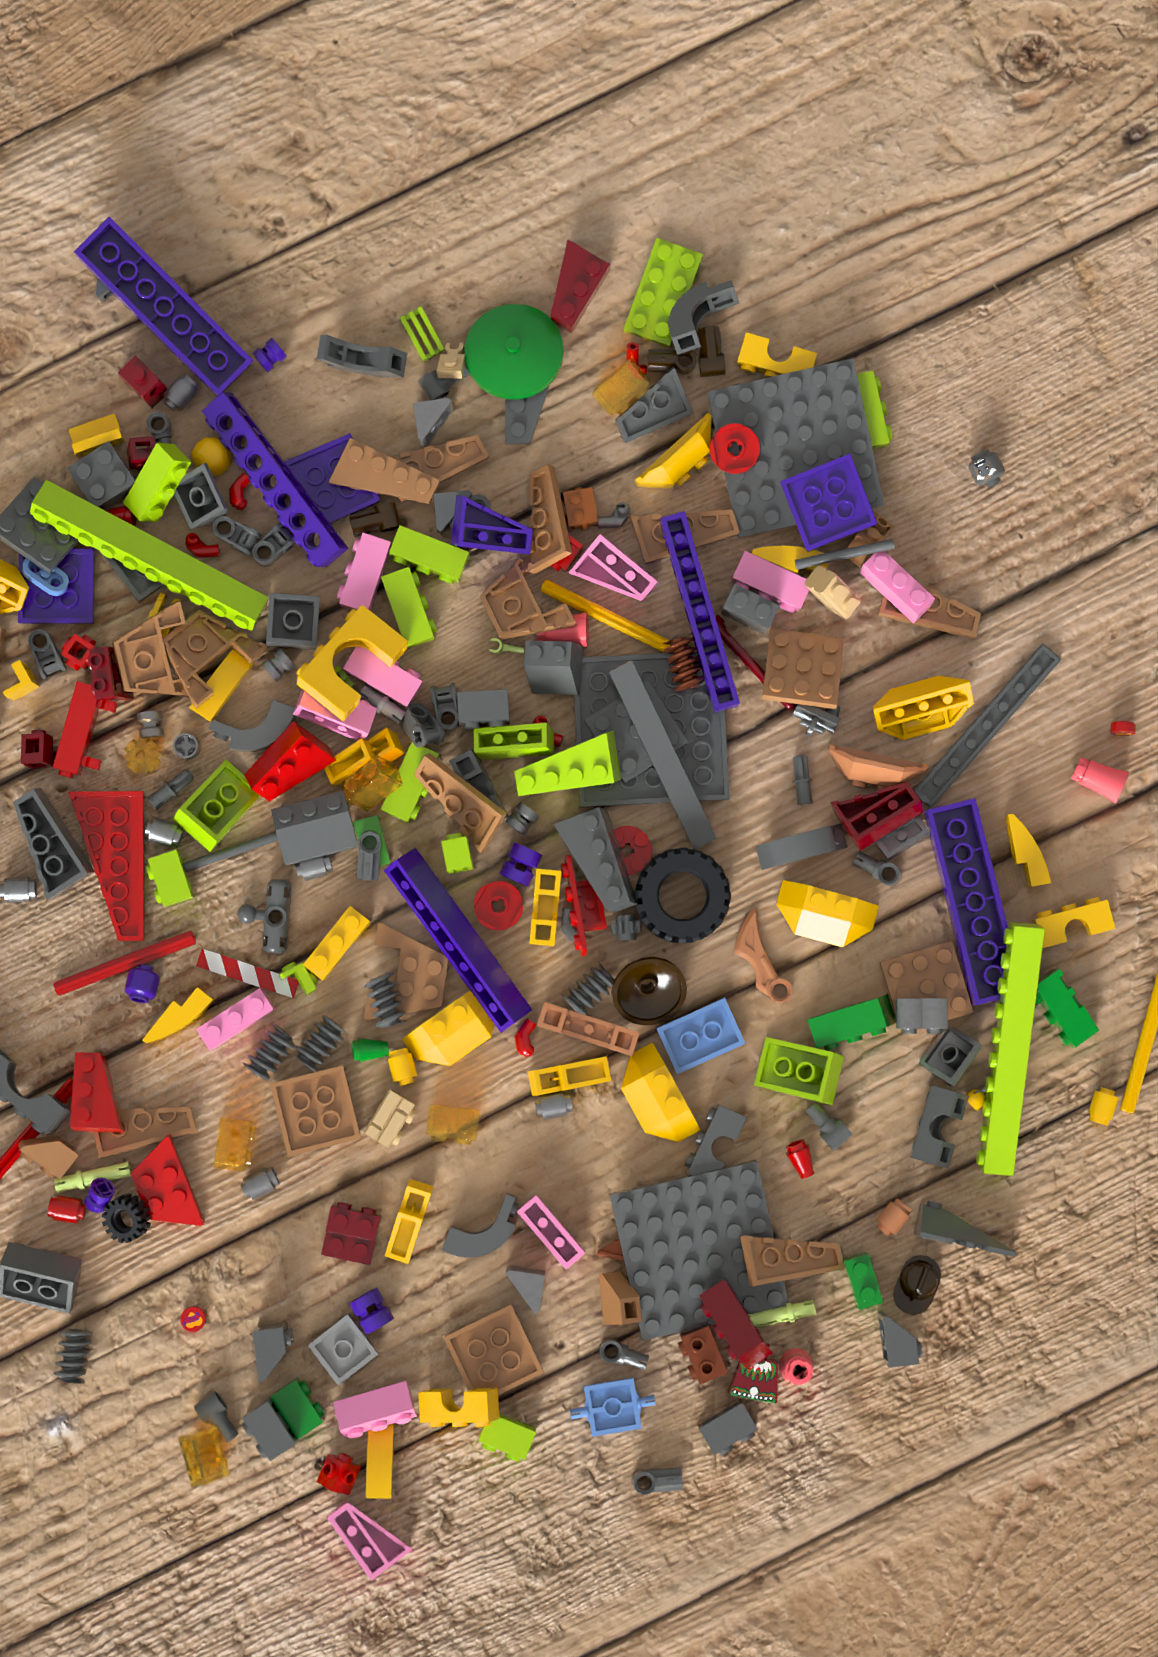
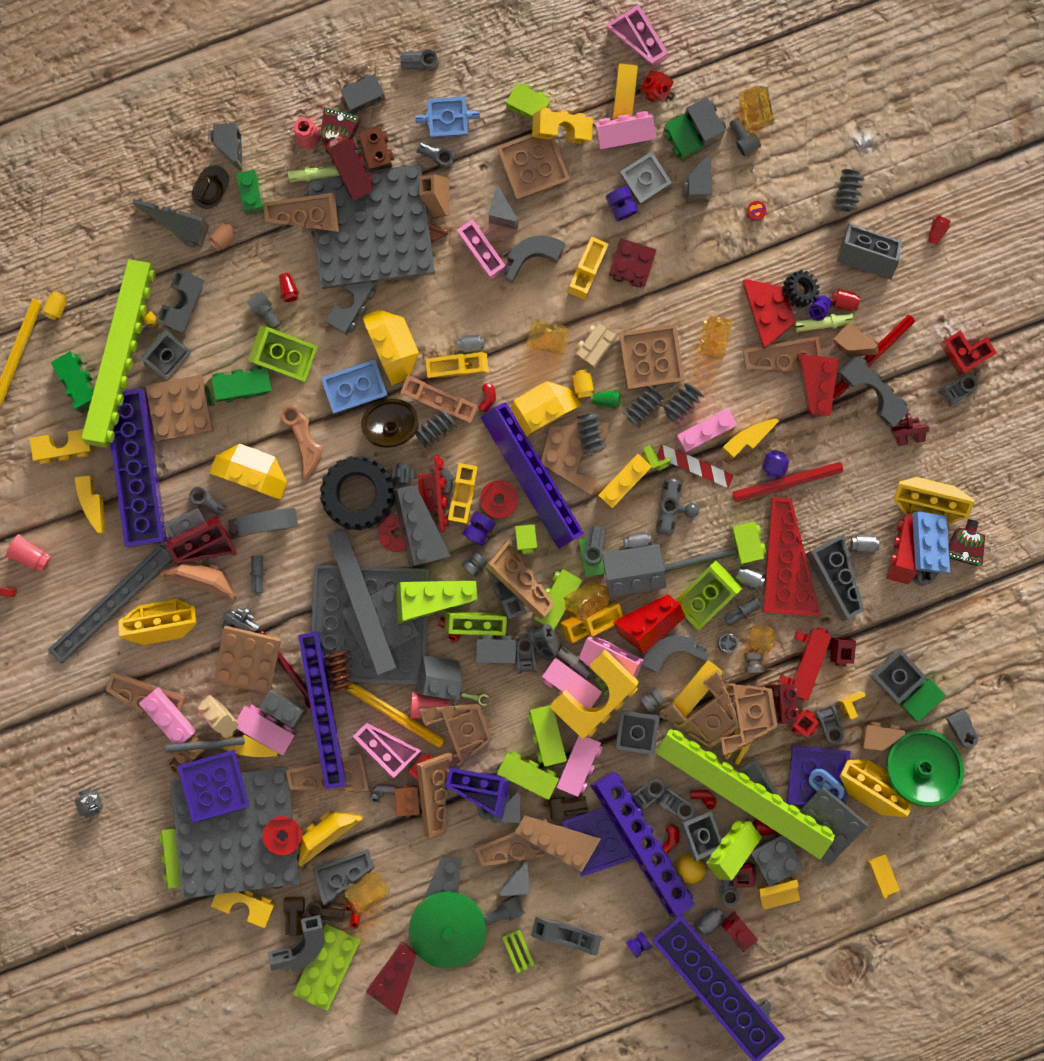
camera: 170 degrees left, 0 degrees up
(260, 1183) = (698, 306): flat silver brick -> none
(452, 363) = (496, 924): tan plate -> none
(922, 1014) = (184, 386): flat silver brick -> none

